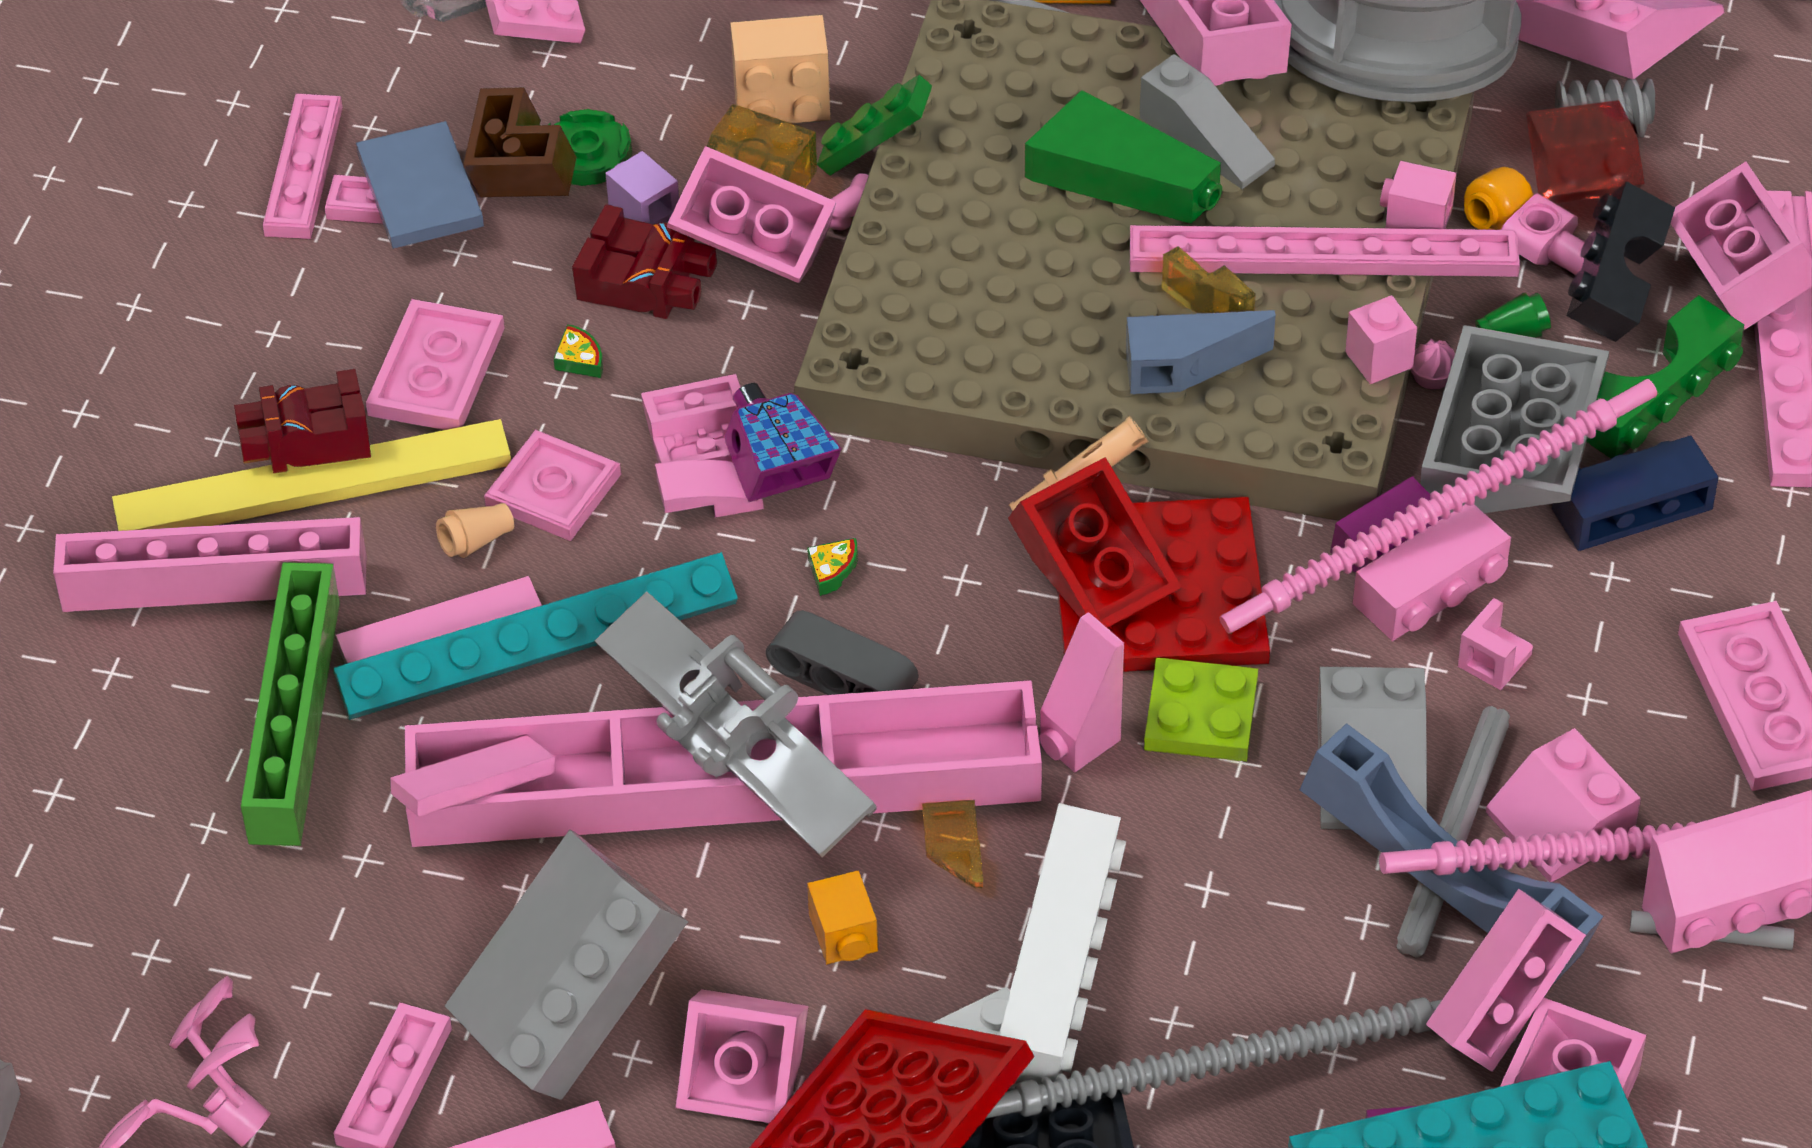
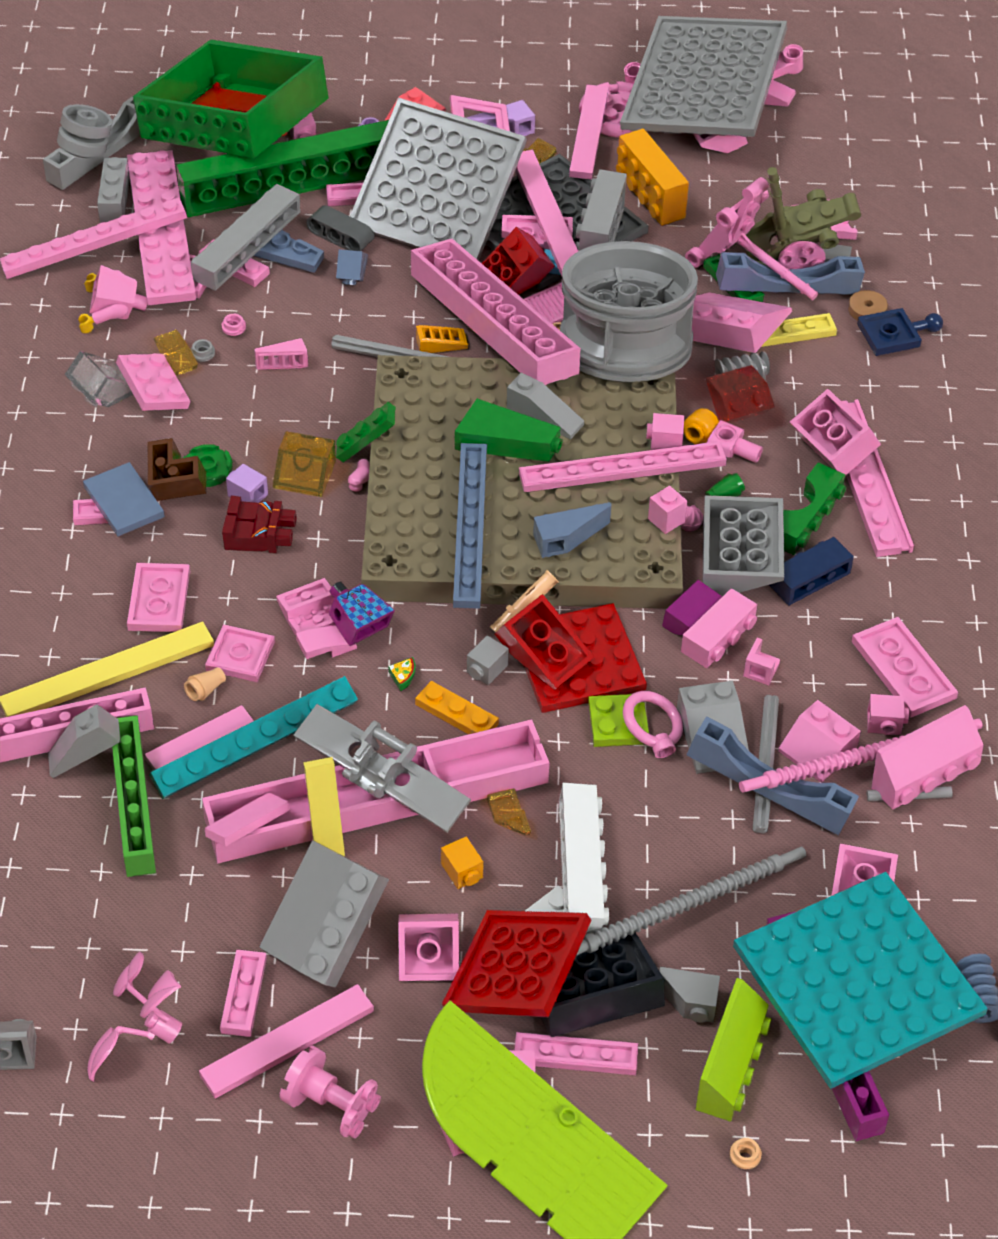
camera: 15 degrees left, 0 degrees up
(232, 587) = (83, 739): none -> light grey slope
(302, 166) = (53, 498): bright pink tile -> none
(305, 424) = (97, 640): dark red hips -> none
(579, 353) = (235, 579): tile -> none
(608, 773) = (324, 804): none -> light yellow tile
(753, 215) = (313, 490): bright pink slope -> none
(782, 68) = (306, 407): light nougat brick -> none
(837, 658) = (421, 724): dark grey beam -> none
(892, 625) = (455, 709): none -> light orange plate
(987, 564) = (487, 660): none -> light grey brick
(1011, 318) = (470, 526): none -> sand blue plate
(1085, 698) = (562, 723): bright pink slope -> none
(1203, 291) = (566, 497): clear yellow slope -> none
(1267, 763) = (662, 744): none -> bright pink piece
(1277, 595) = (646, 653): bright pink hose -> none
(1505, 980) = (820, 837): bright pink brick -> none
(1605, 290) = (769, 466): black arch -> none
(1705, 777) = (886, 714): none -> bright pink brick
(1738, 50) = (803, 329): none -> light yellow tile

